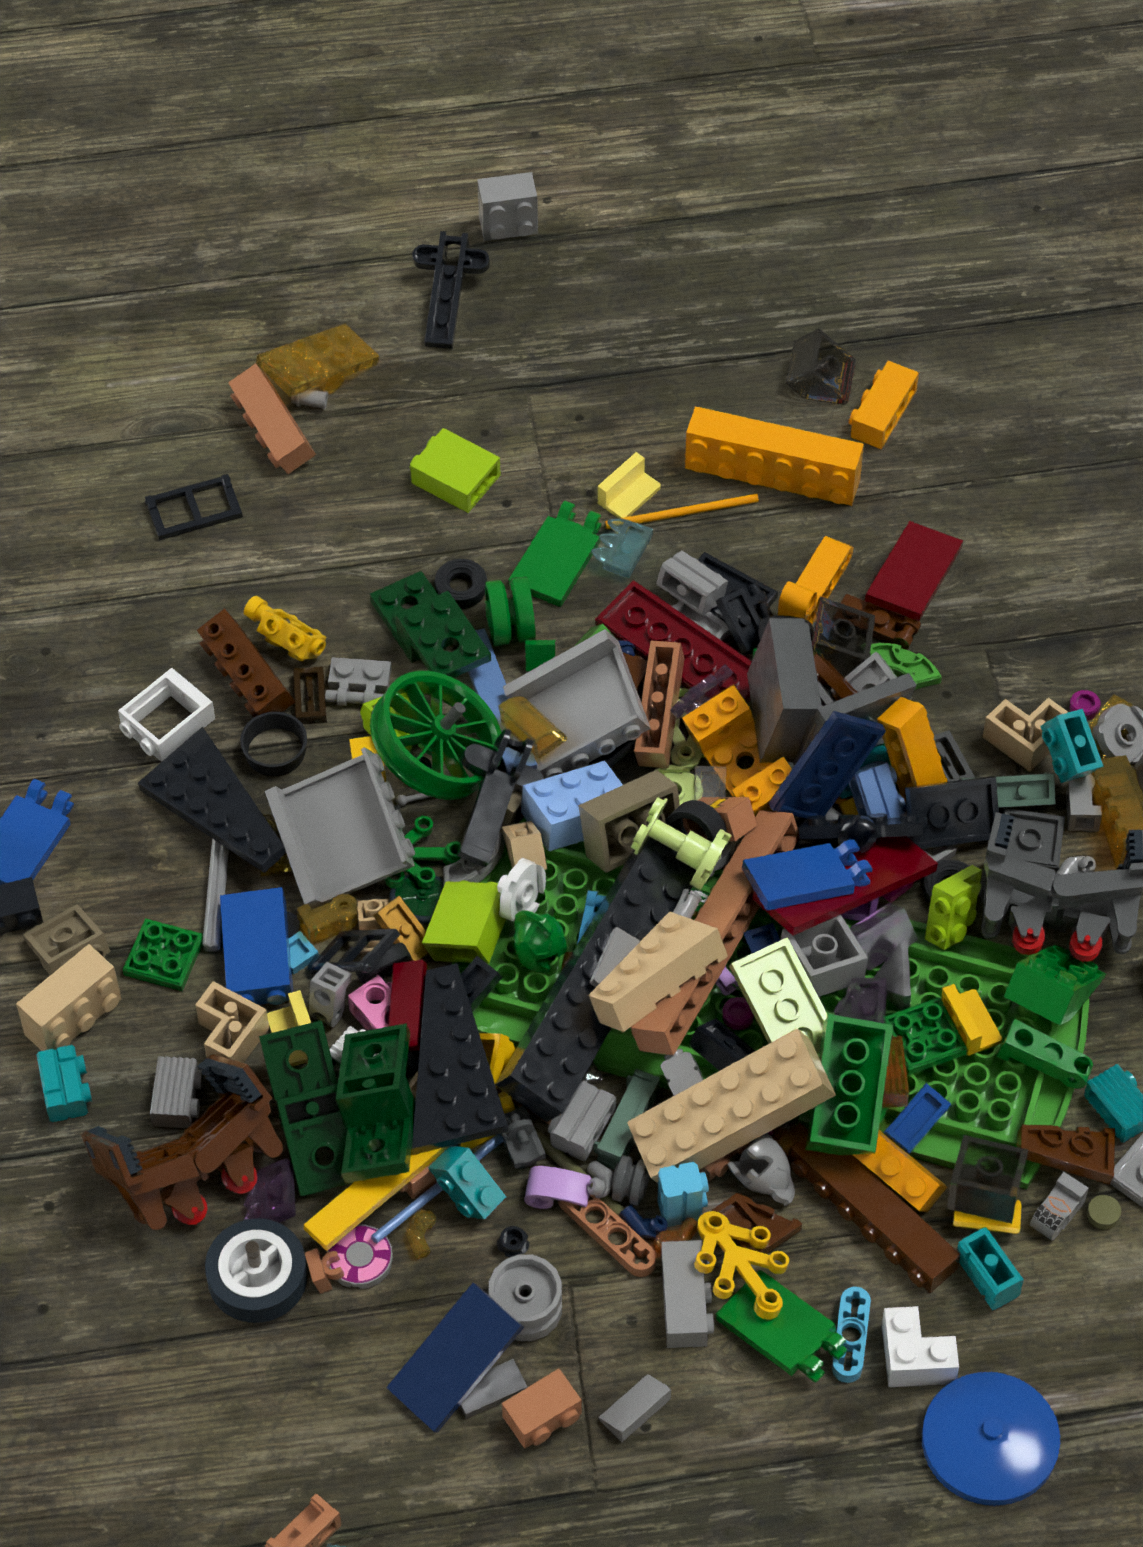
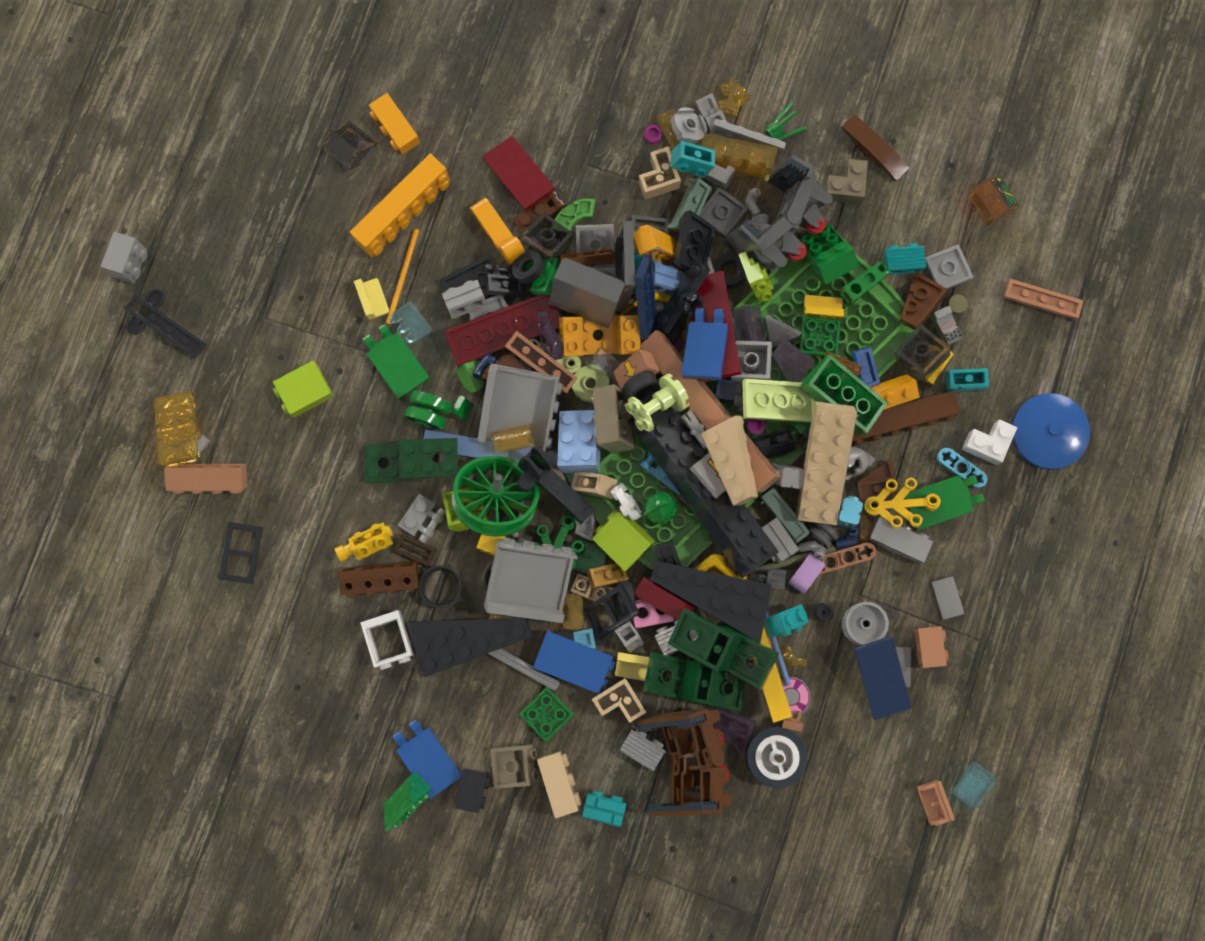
camera: 60 degrees left, 25 degrees up
(465, 568) = (385, 415): black tyre -> none

